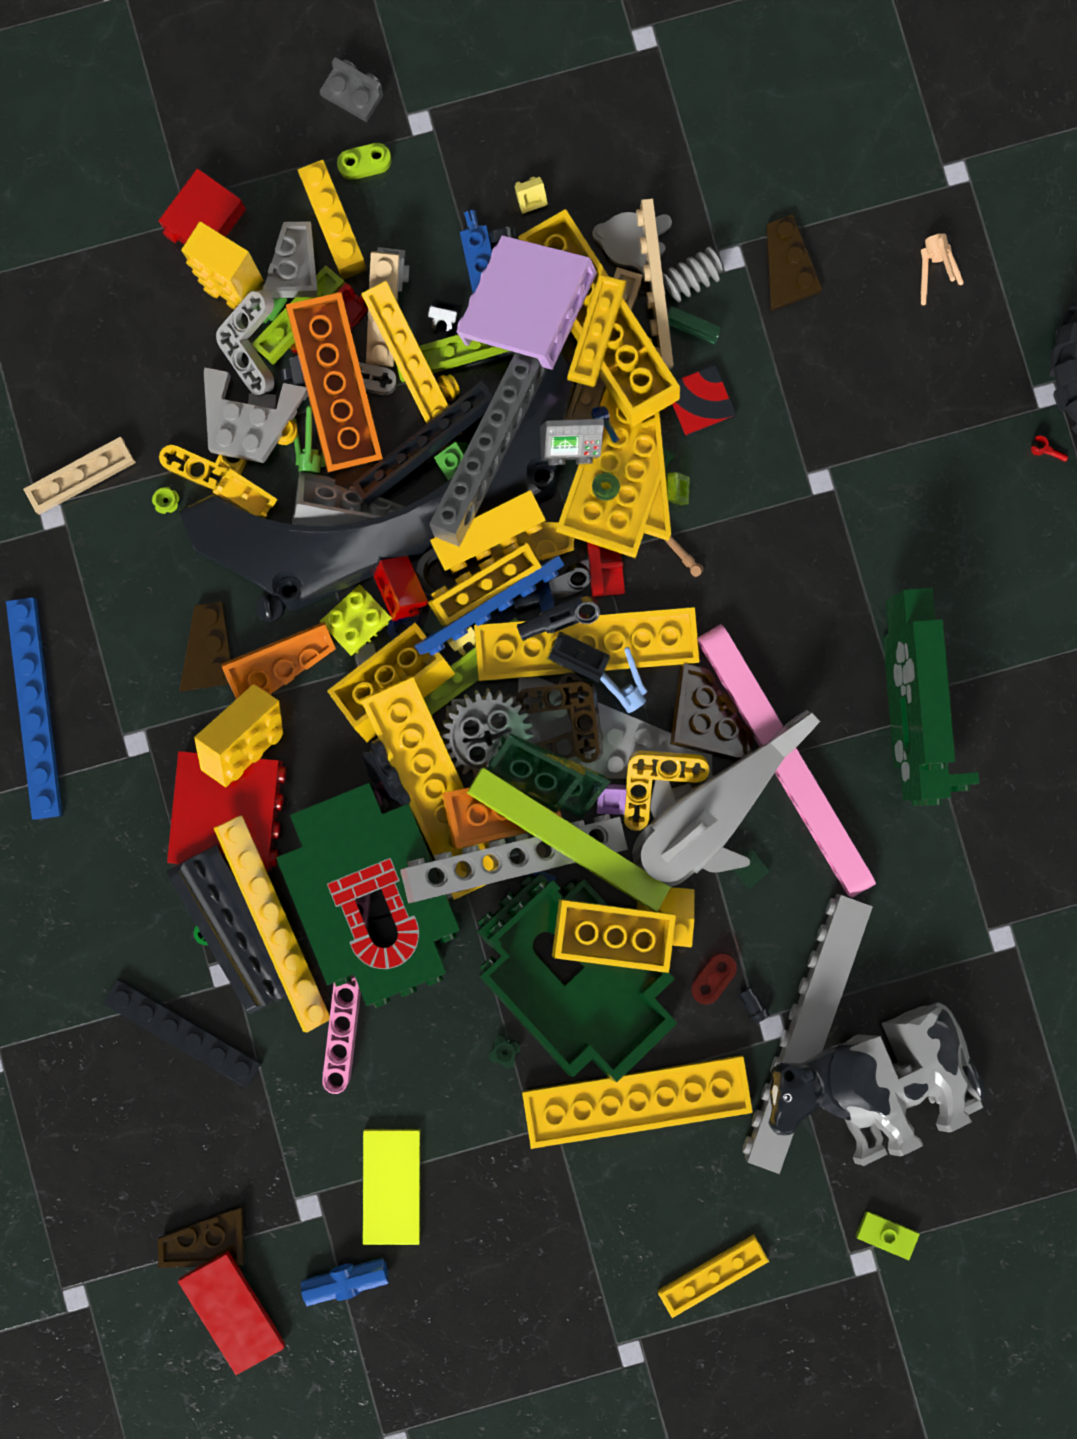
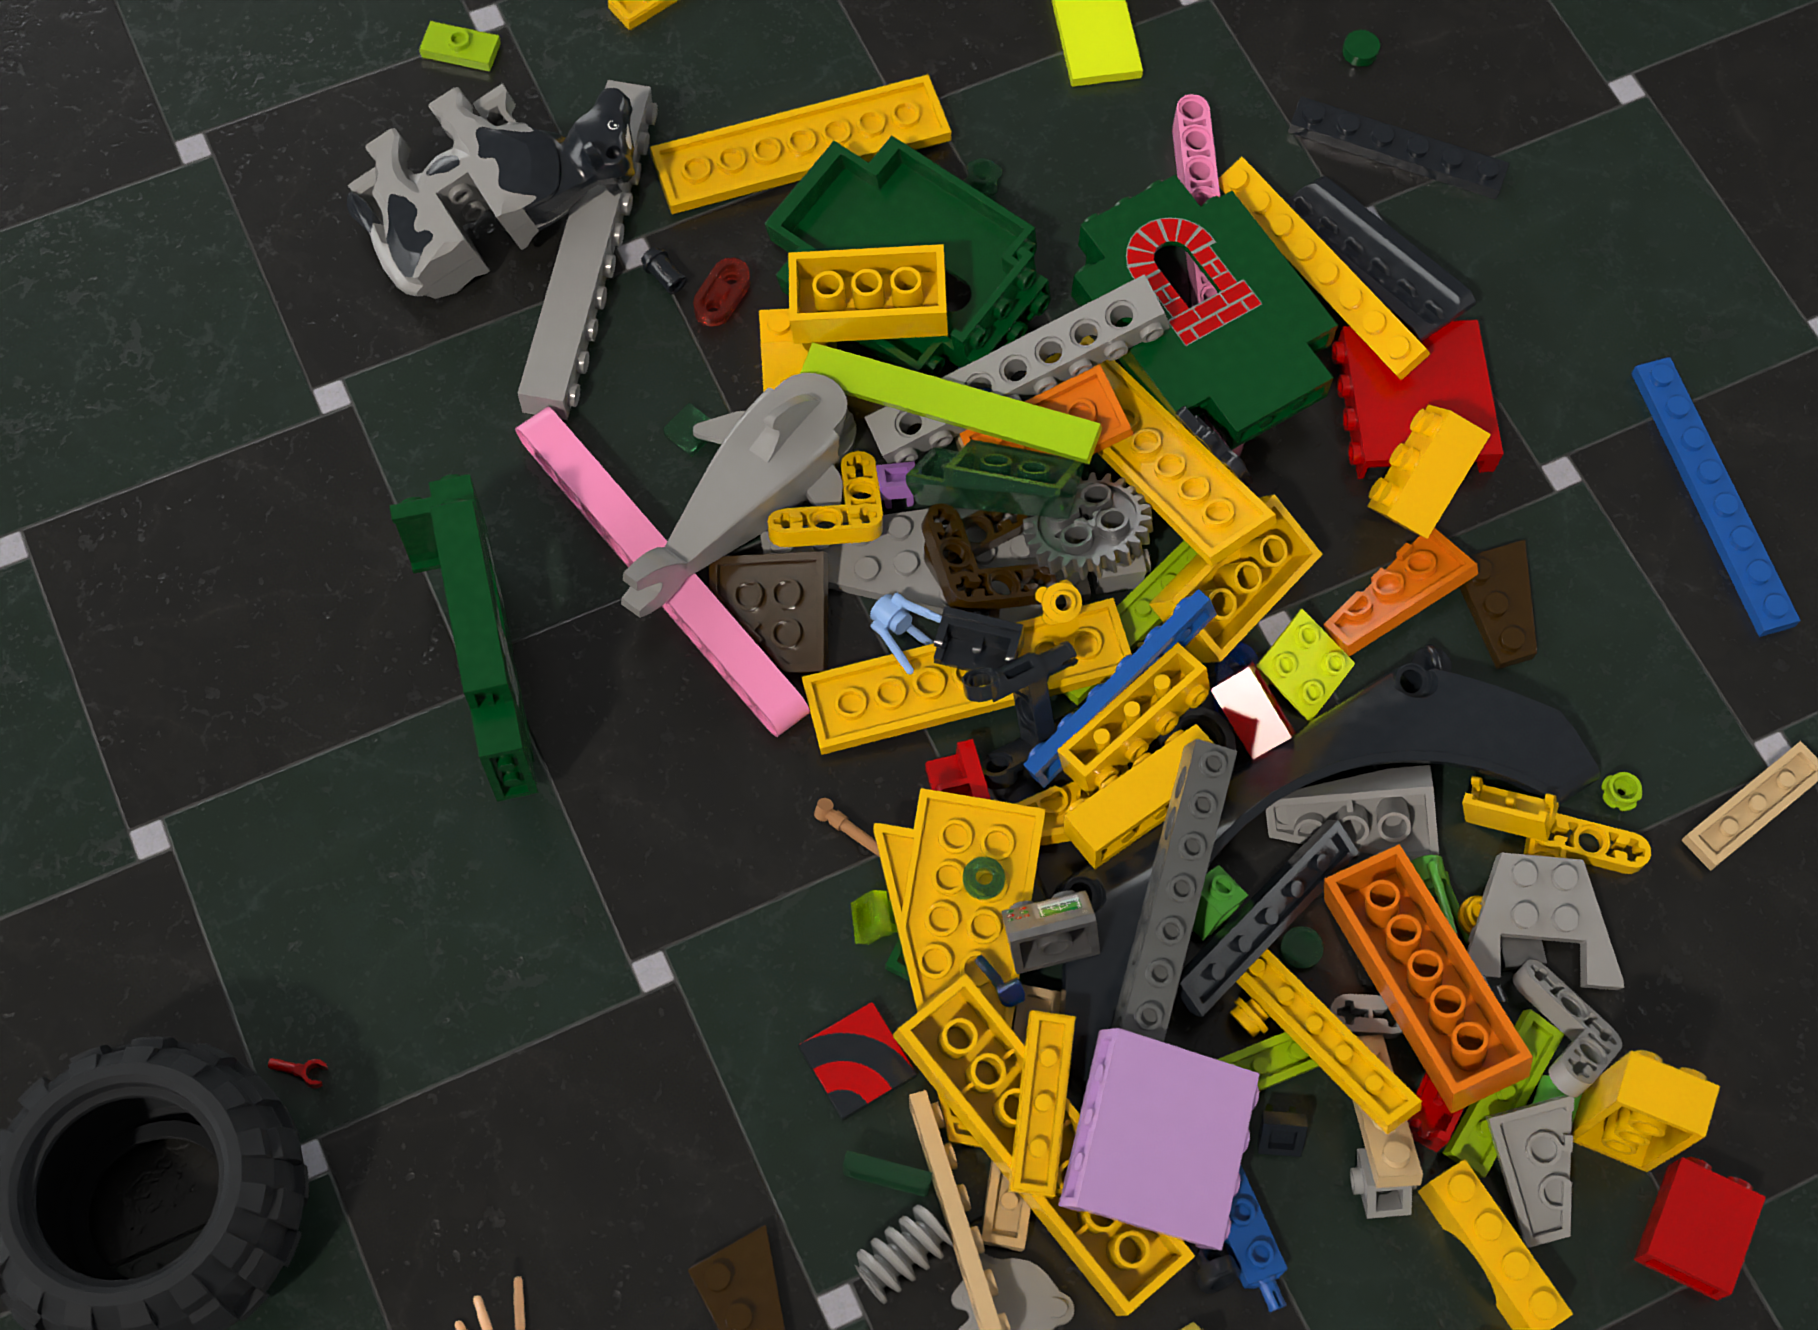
camera: 165 degrees right, 20 degrees down
(188, 1129) = (1361, 48): none -> dark green tile
(402, 428) = (1302, 947): none -> clear green plate
(518, 676) = (1048, 596): none -> yellow brick

